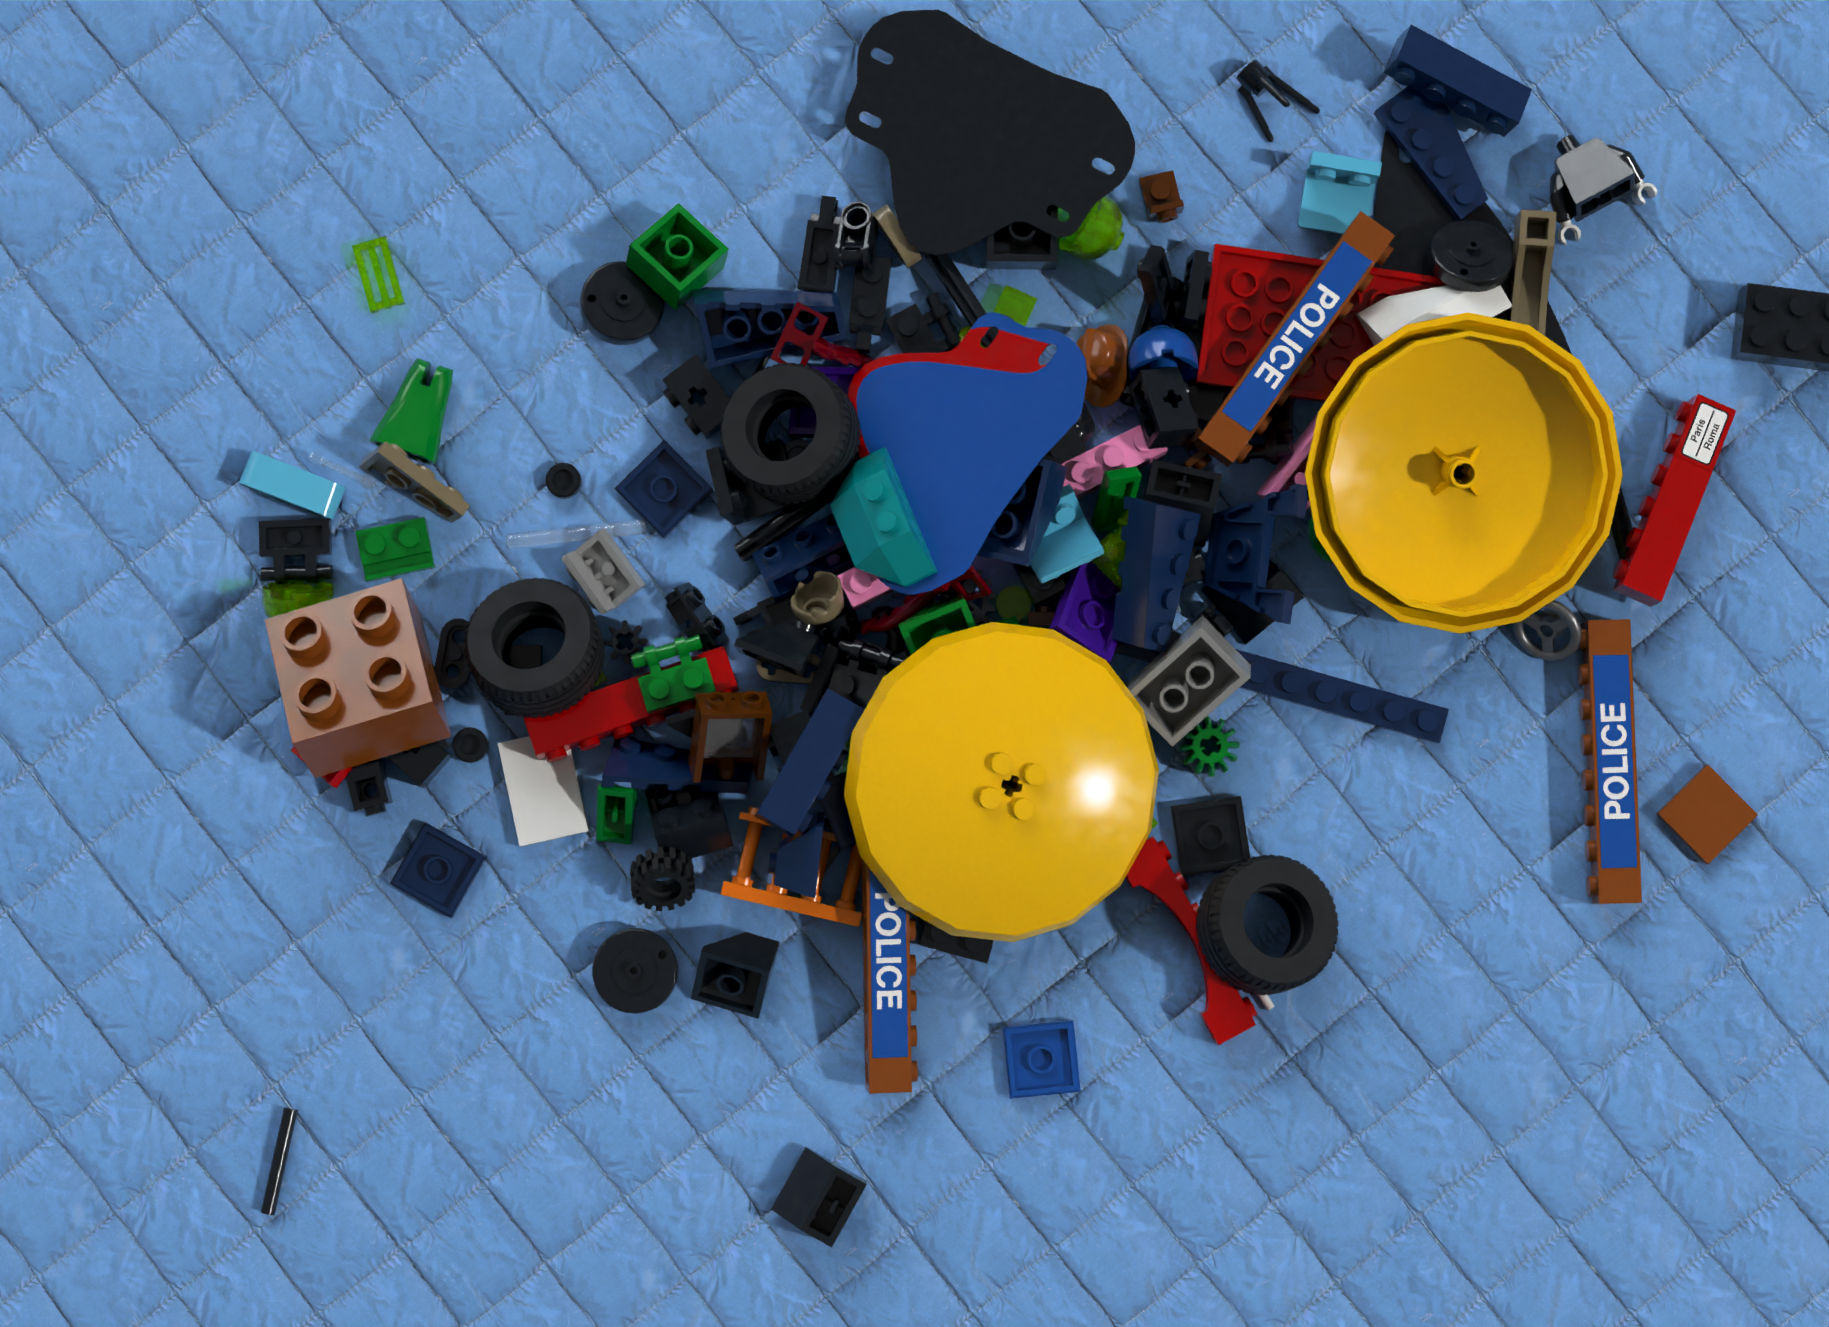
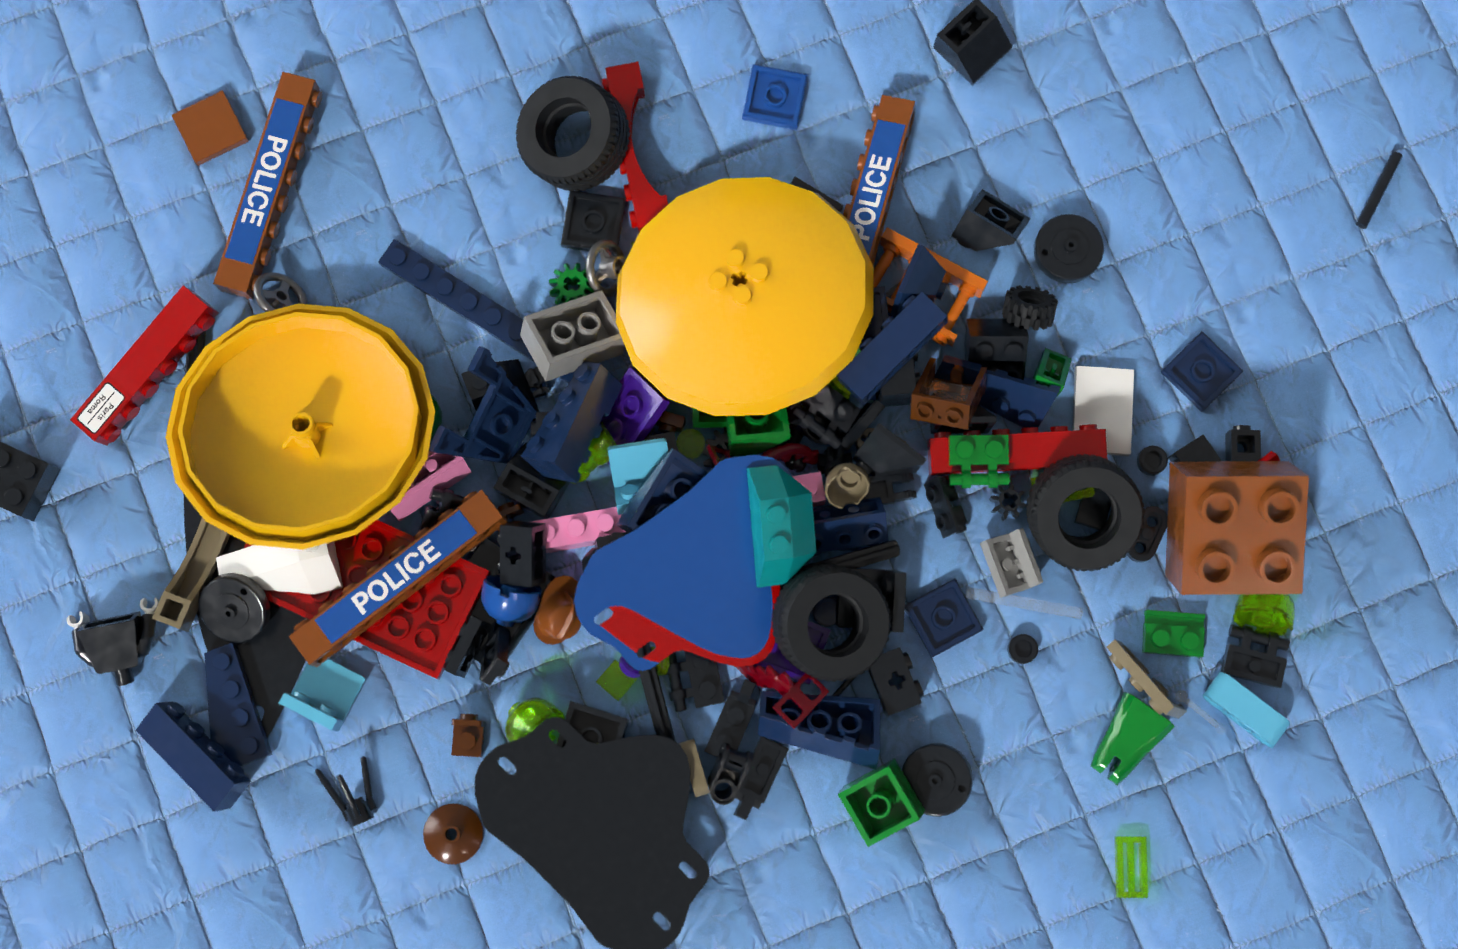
camera: 170 degrees left, 5 degrees down
(1110, 499) = (583, 496): green plate -> none
(1143, 105) = (468, 830): none -> reddish brown dish
(1172, 778) = (608, 268): none -> flat silver piece

